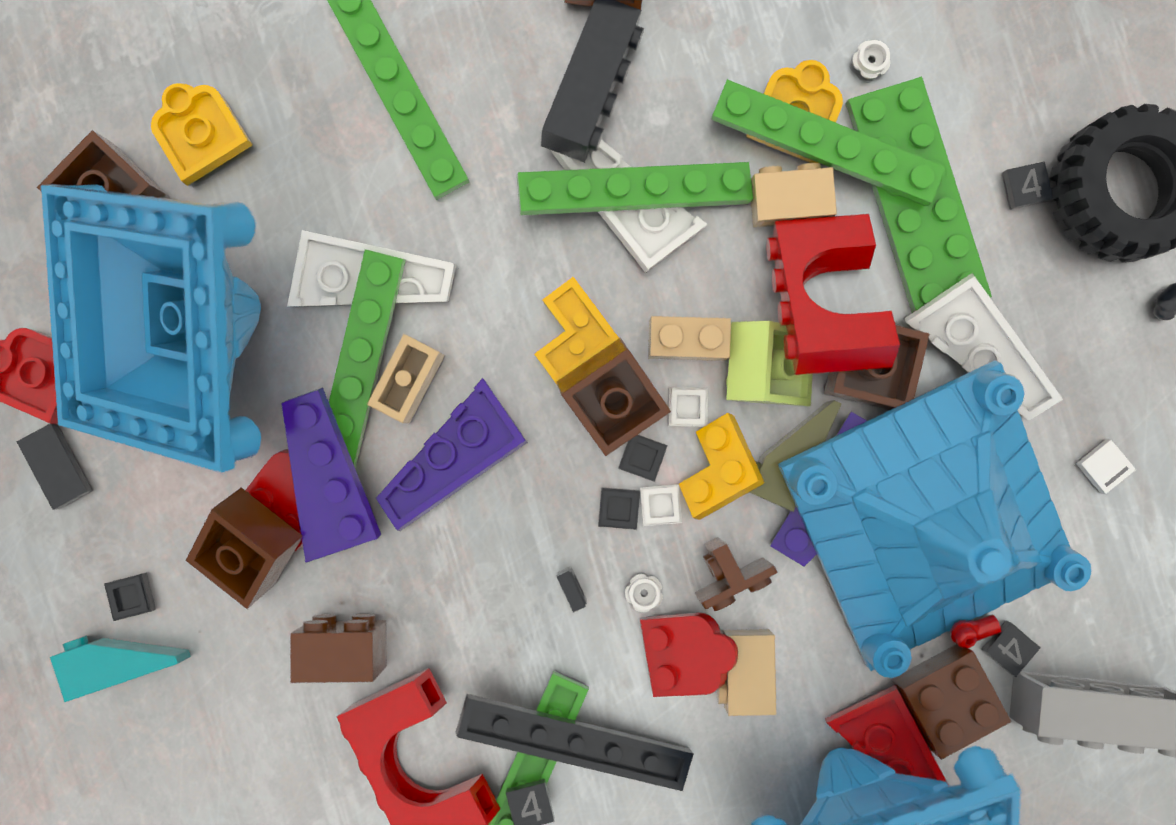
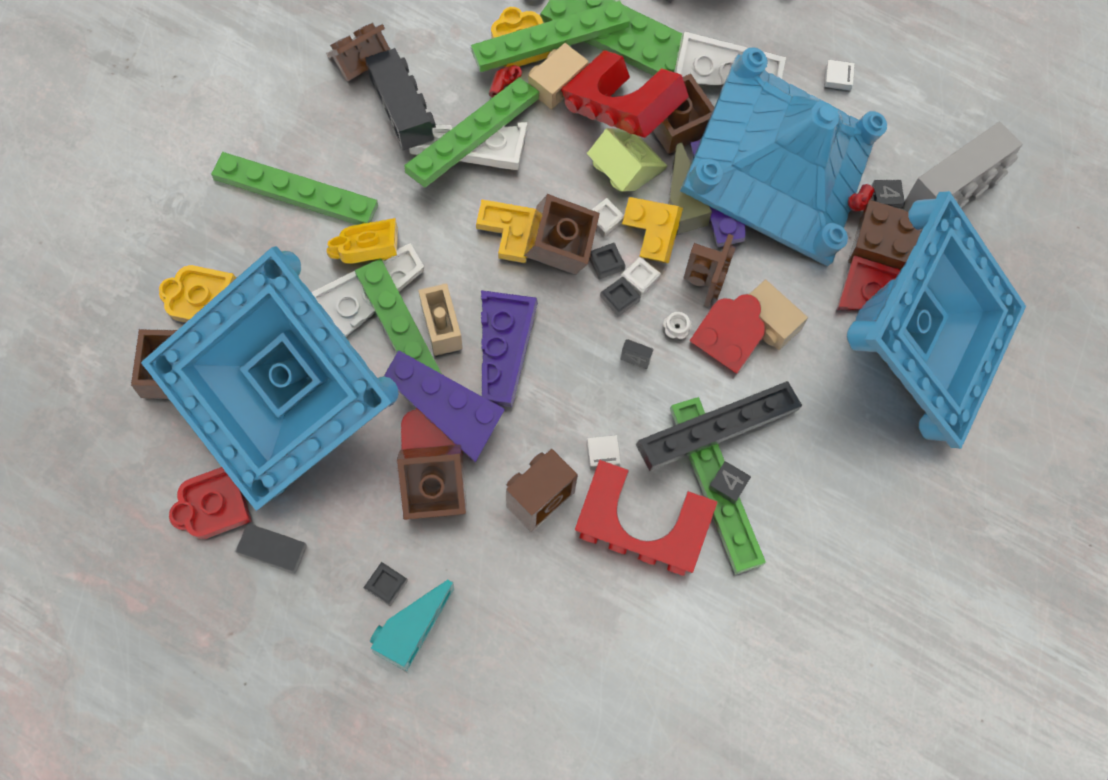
camera: 45 degrees left, 20 degrees down
(409, 222) = (365, 242): none -> yellow plate
(447, 655) = (603, 449): none -> white tile
(689, 338) = (574, 177): tan brick -> none
(732, 146) = (504, 78): none -> red arm

